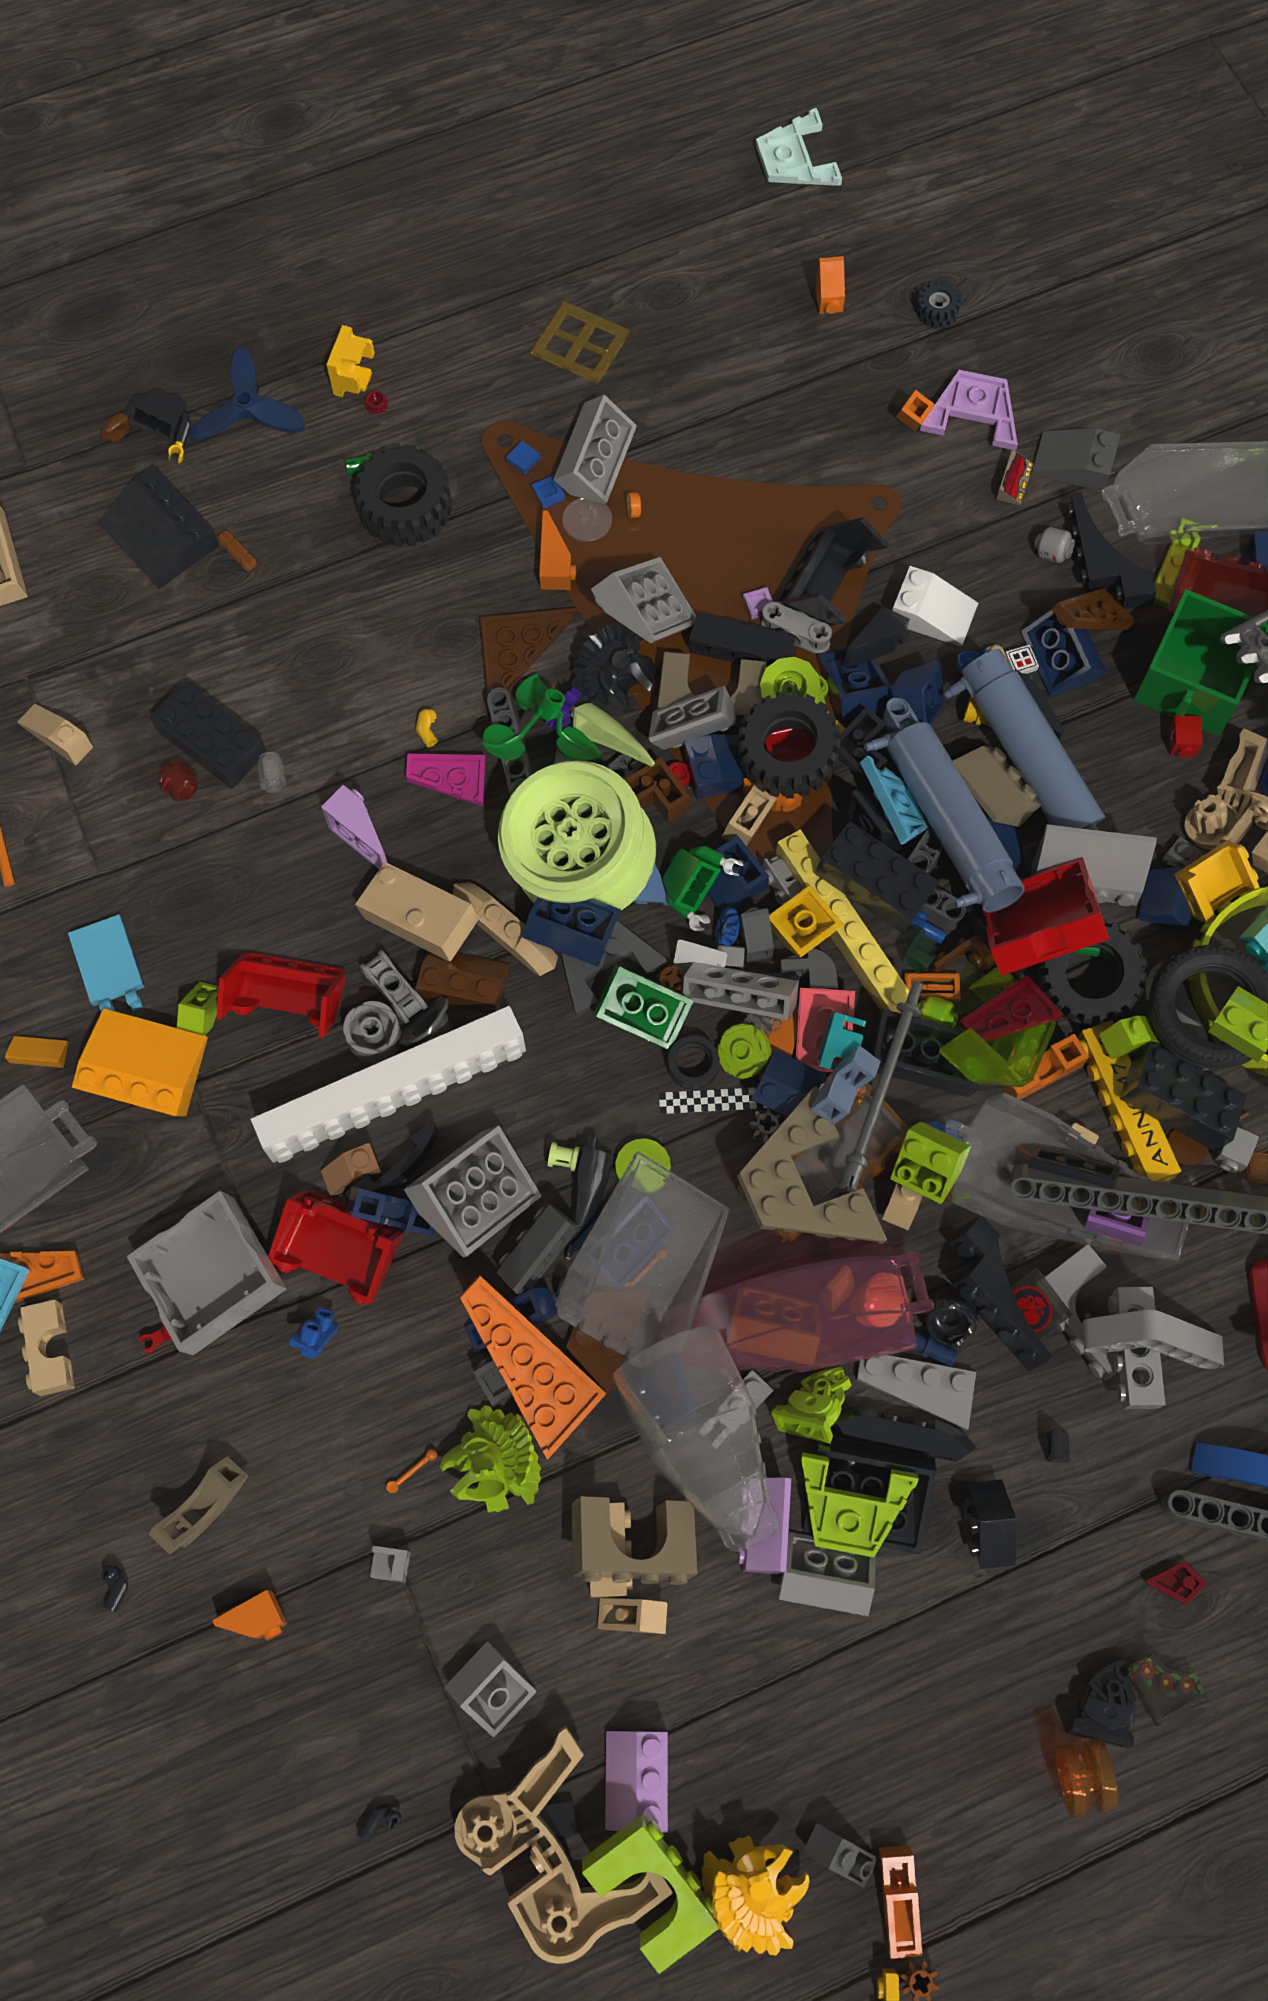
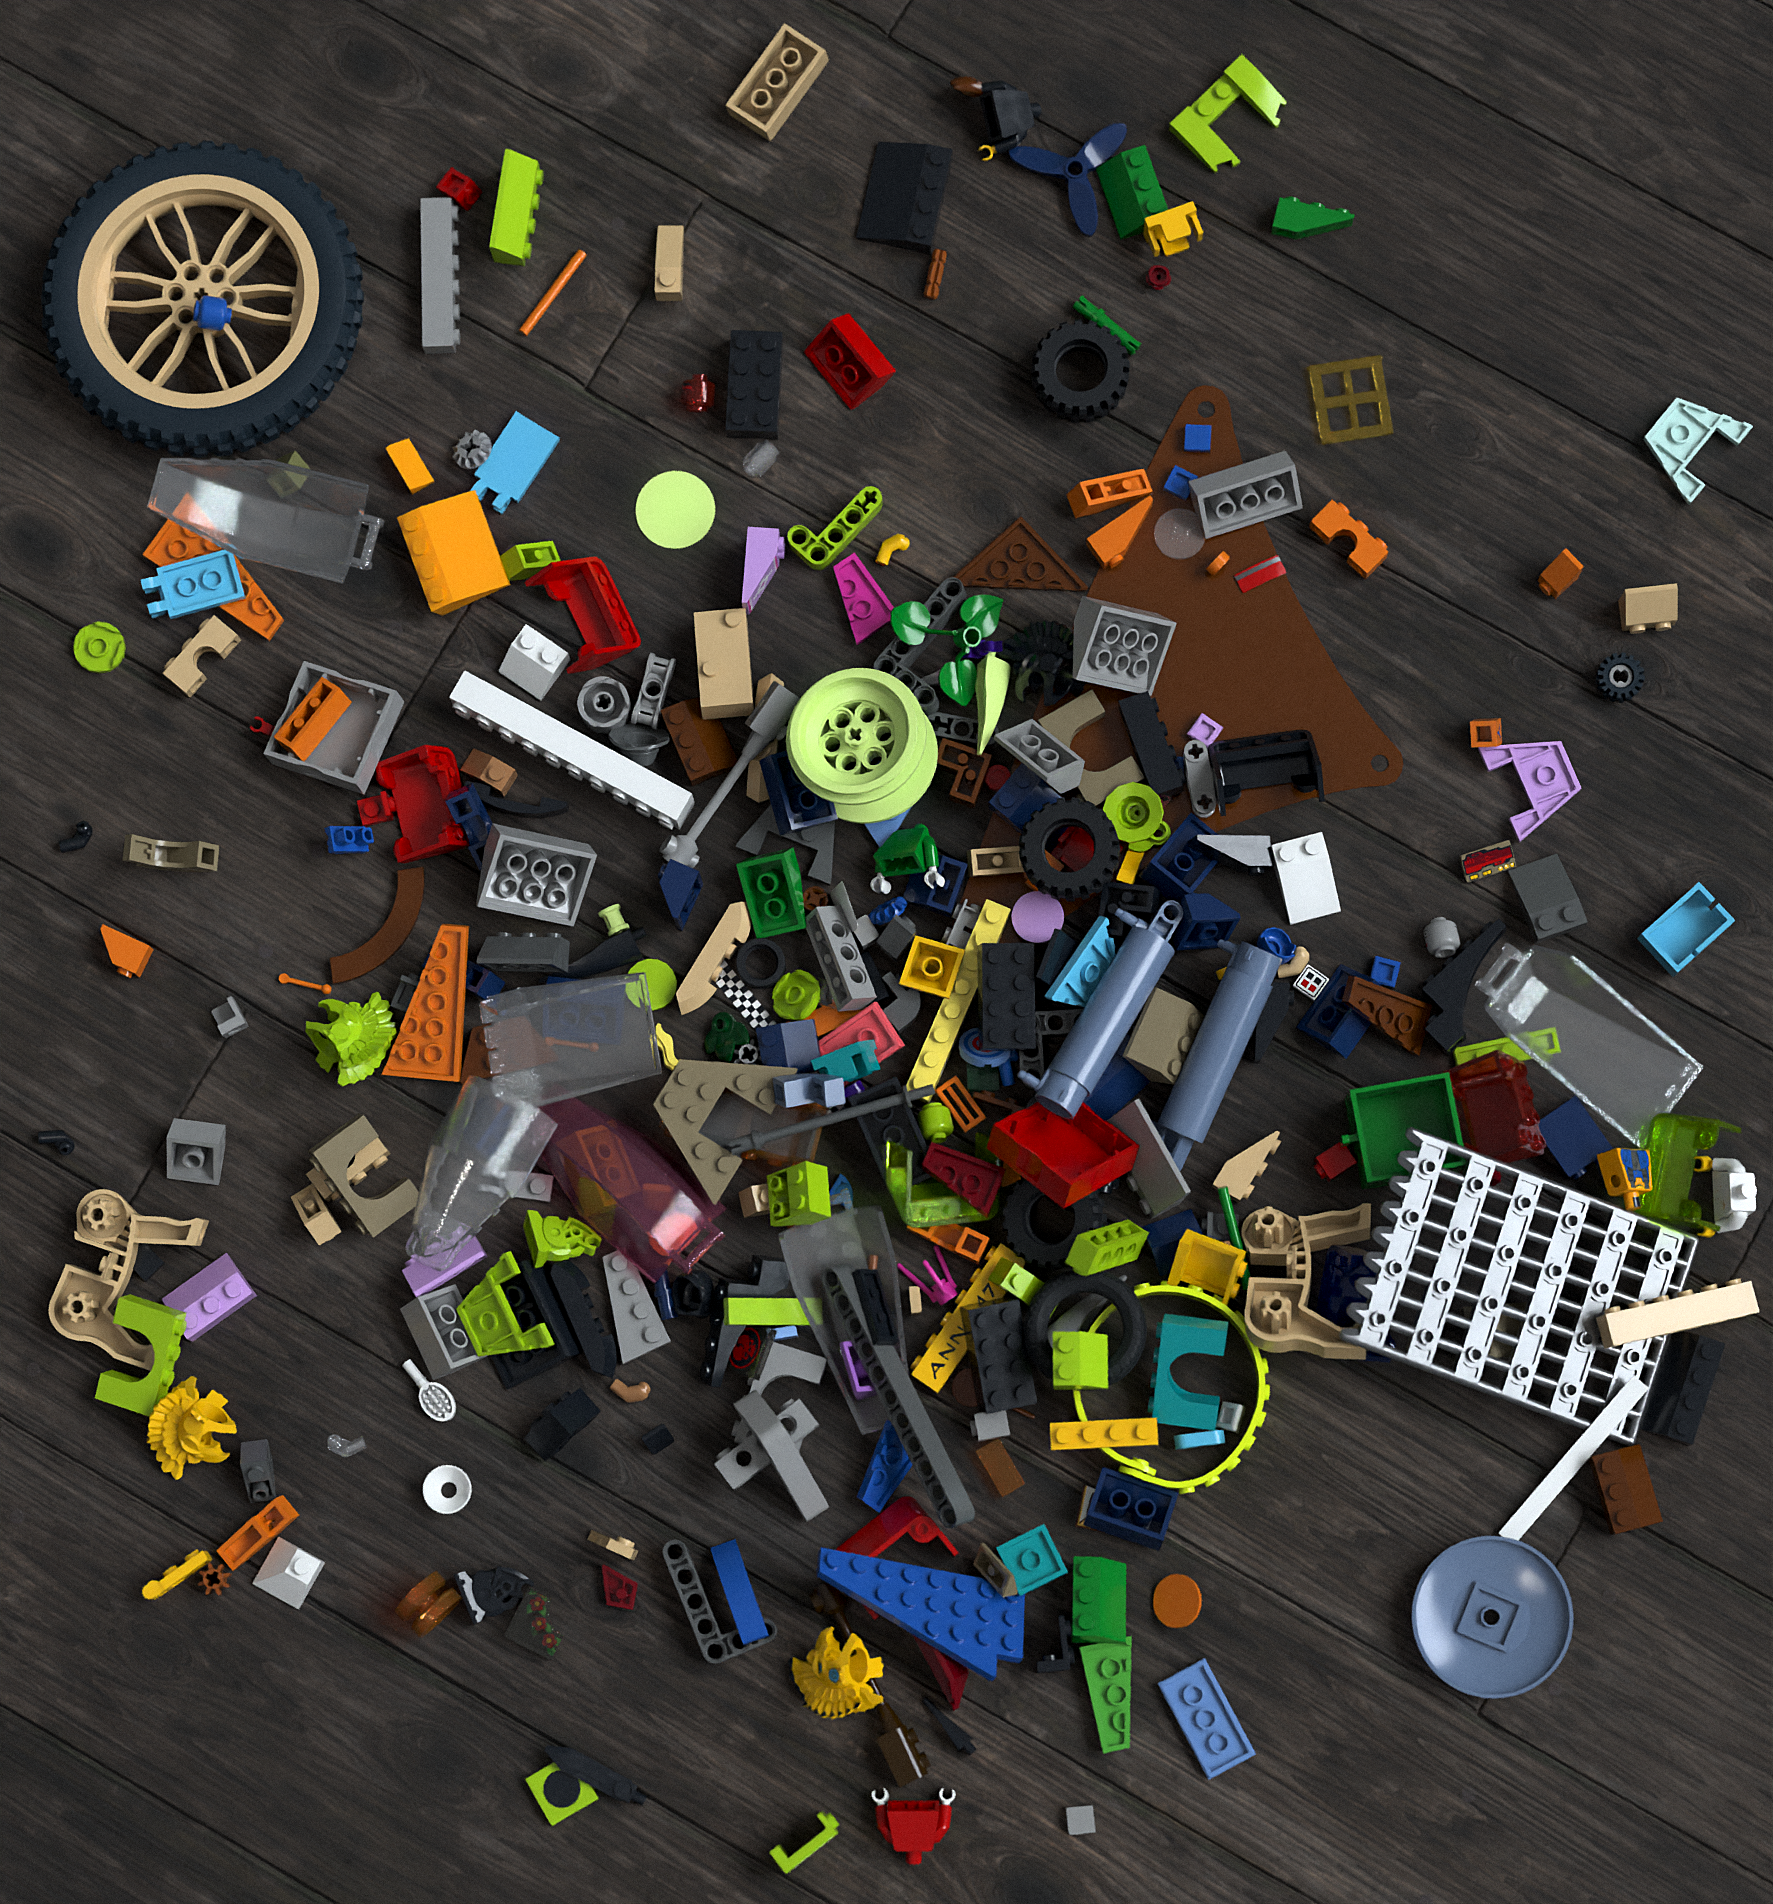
camera: 60 degrees right, 10 degrees up
(77, 986) = (476, 456): none -> light grey gear
(184, 1284) = (312, 719): none -> orange brick
(250, 654) = (849, 360): none -> red slope
(256, 868) = (675, 509): none -> yellowish green sticker
(282, 306) = (1194, 121): none -> lime wedge
(289, 1066) = (534, 662): none -> white slope
(294, 375) = (1131, 190): none -> green slope
(307, 1291) = (376, 809): none -> red bracket
(378, 749) = (838, 525): none -> lime beam
(417, 282) = (1303, 220): none -> green slope
(428, 1361) = (391, 935): none -> reddish brown tile
(497, 909) = (767, 724): none -> light grey bar
(513, 543) = (1108, 492): none -> orange slope
(584, 1078) = (681, 889): none -> dark blue slope
(664, 486) = (1260, 573): none -> red sticker
(673, 1126) = (696, 987): none -> tan brick
(705, 400) = (1336, 521): none -> orange arch
(722, 1196) = (665, 1044): none -> light yellow hair
(739, 1136) = (724, 1040): none -> dark green plate
(819, 818) = (1037, 917): none -> lavender piece
(874, 1750) = (345, 1448): none -> clear arm
(881, 1628) = (433, 1397): none -> white piece
(892, 940) = (970, 1051): none -> medium blue tile
(902, 249) = (1649, 608): none -> tan slope
(959, 1898) = (288, 1572): none -> white slope
(998, 1678) = (433, 1486): none -> white piece
(1001, 1441) = (632, 1393): none -> medium nougat arm
(1013, 1265) = (764, 1312): none -> lime tile
(1038, 1261) = (786, 1333): none -> light blue tile
(1047, 601) = (1385, 971): none -> blue tile
(1086, 1107) = (942, 1290): none -> dark pink plant
(1144, 805) = (1242, 1168): none -> tan slope
(1144, 1551) = (620, 1546): none -> tan wing
(1155, 942) = (1106, 1247): none -> lime brick
(1174, 382) = (1685, 929): none -> medium azure piece
(1180, 838) = (1232, 1228): none -> green bar
(1219, 1260) = (885, 1469): none -> blue wing

